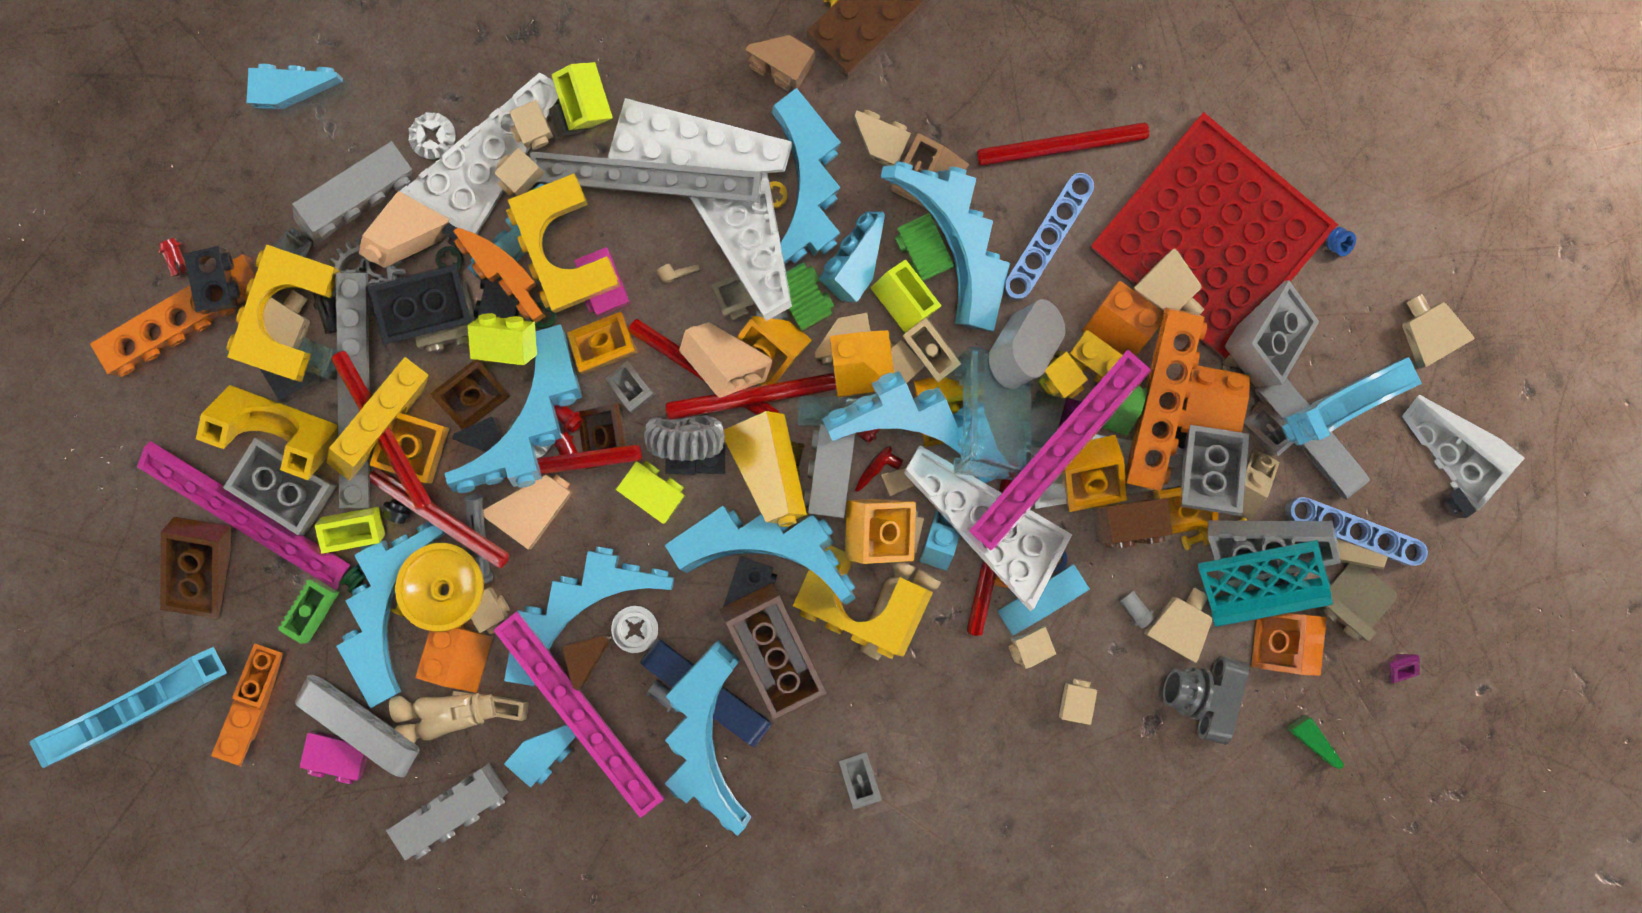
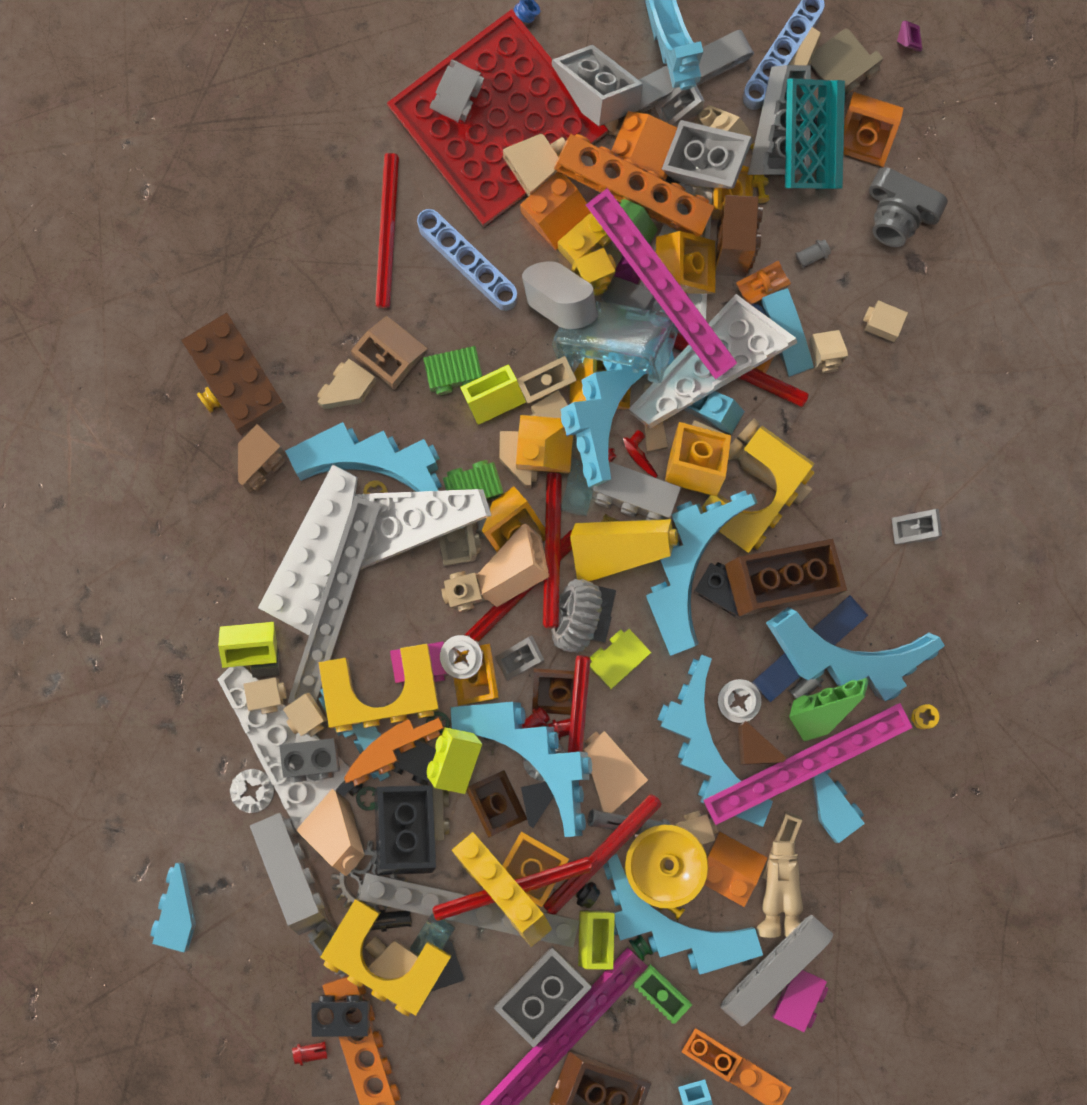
camera: 75 degrees left, 5 degrees down
(243, 411) = (467, 1014): yellow arch -> none
(448, 811) = (872, 905): light grey wedge -> none
(479, 186) = (309, 751): none -> dark grey brick
(614, 310) = (449, 655): none -> white gear
(640, 722) = (823, 711): none -> bright green slope
(652, 835) = (931, 711): none -> yellow bush
(668, 275) = (425, 604): tan hand -> none
(681, 300) = (471, 593): none -> tan brick
(854, 264) = (452, 433): medium azure slope -> none
(978, 271) = (449, 327): medium azure arch -> none
(1090, 562) = (763, 283): none -> orange hips
(1182, 625) = (835, 216): tan torso -> none
(1229, 183) = (456, 90): none -> light grey brick
(1310, 734) = (954, 127): green slope -> none

